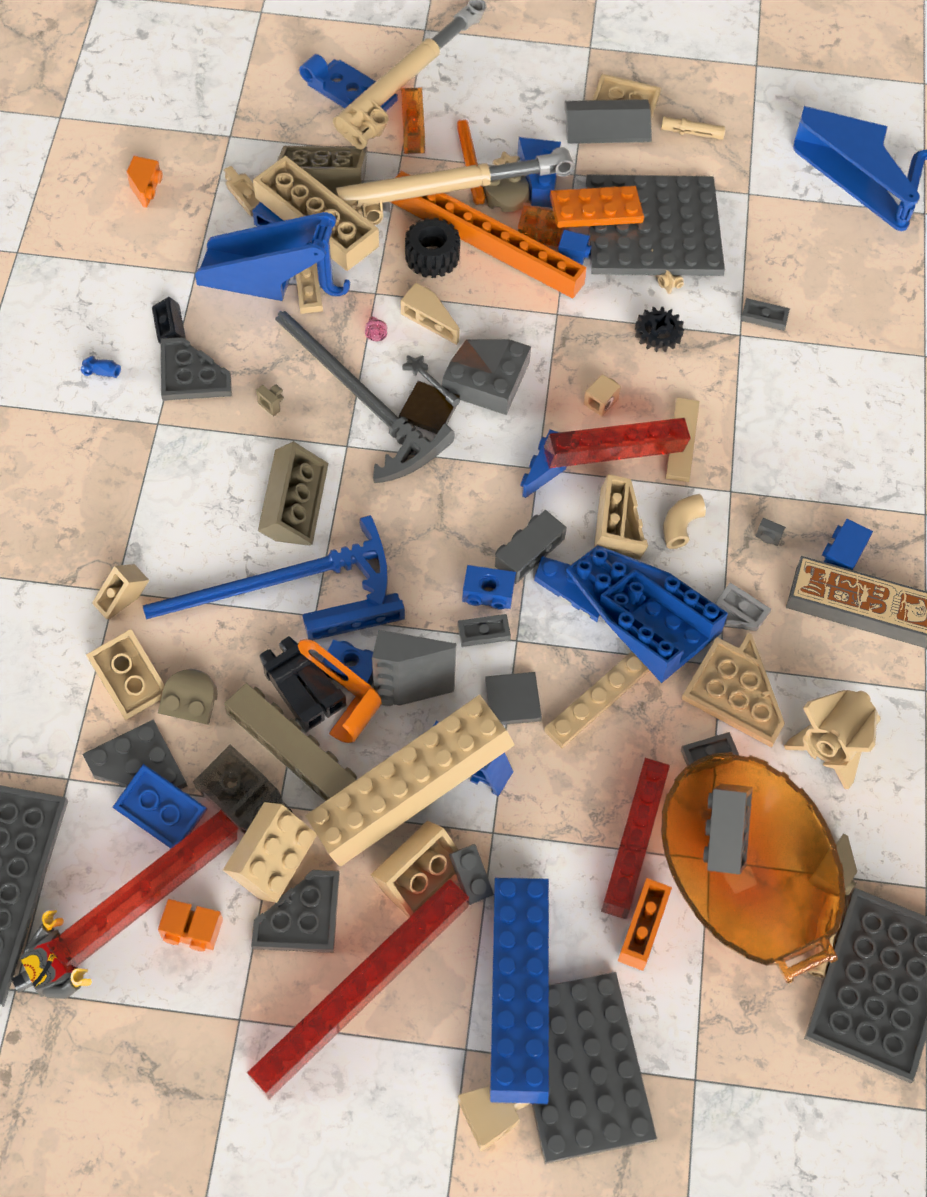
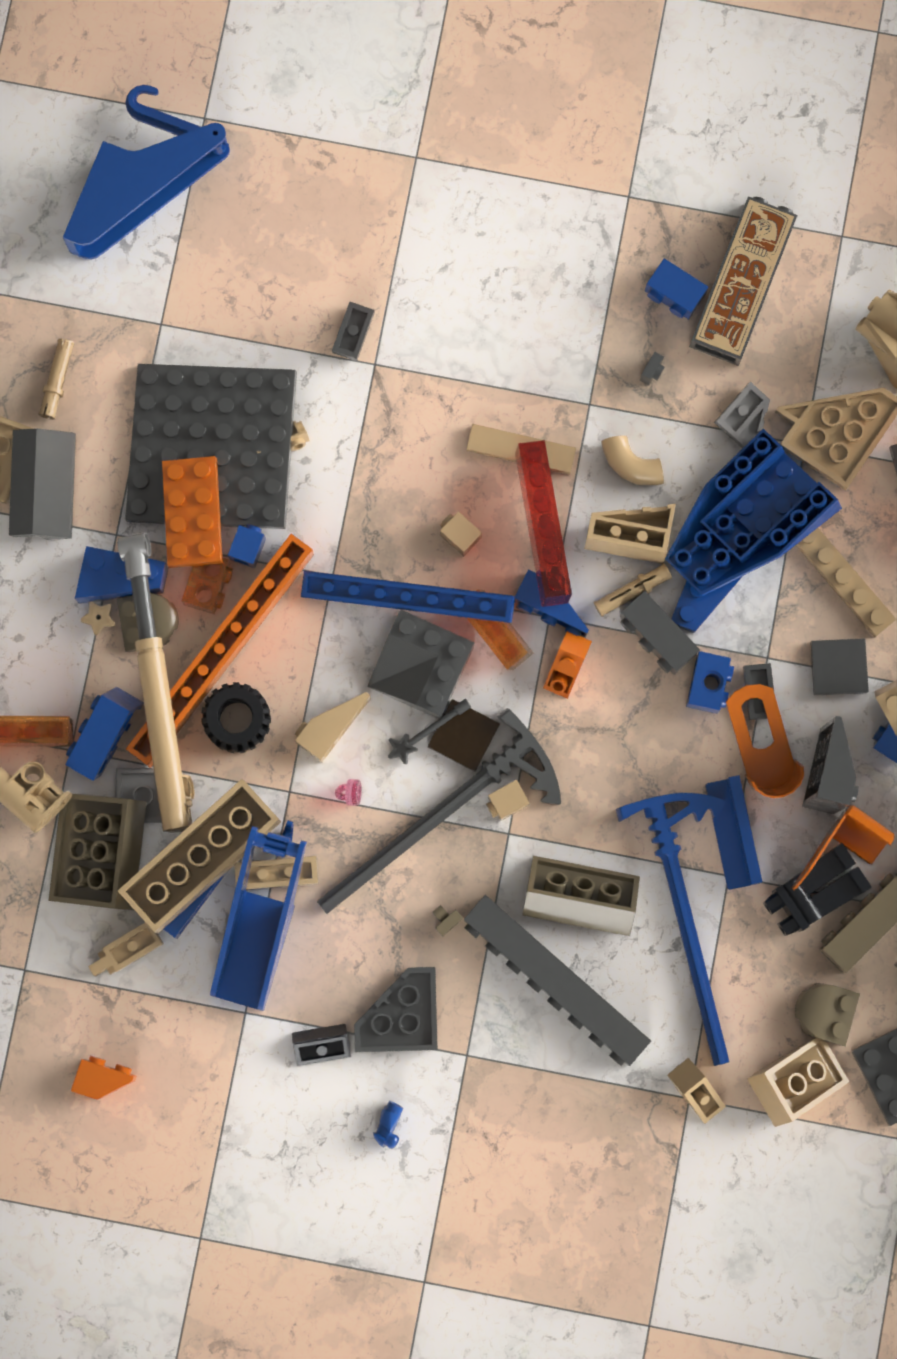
camera: 85 degrees left, 20 degrees up
(217, 481) = (557, 981): none -> dark grey brick
(345, 653) = (810, 826): blue brick -> none
(374, 438) = (507, 801): none -> tan brick
(395, 622) = (769, 769): none -> orange piece
(410, 159) = (102, 732): none -> blue wedge
(469, 157) = (81, 663): orange axle -> none
(497, 476) = (567, 664): none -> orange slope
(520, 419) = (503, 641): none -> clear orange brick
(542, 355) = (408, 596): none -> blue tile
(573, 533) = (633, 589): none -> tan pin
(659, 329) = (361, 450): black gear -> none

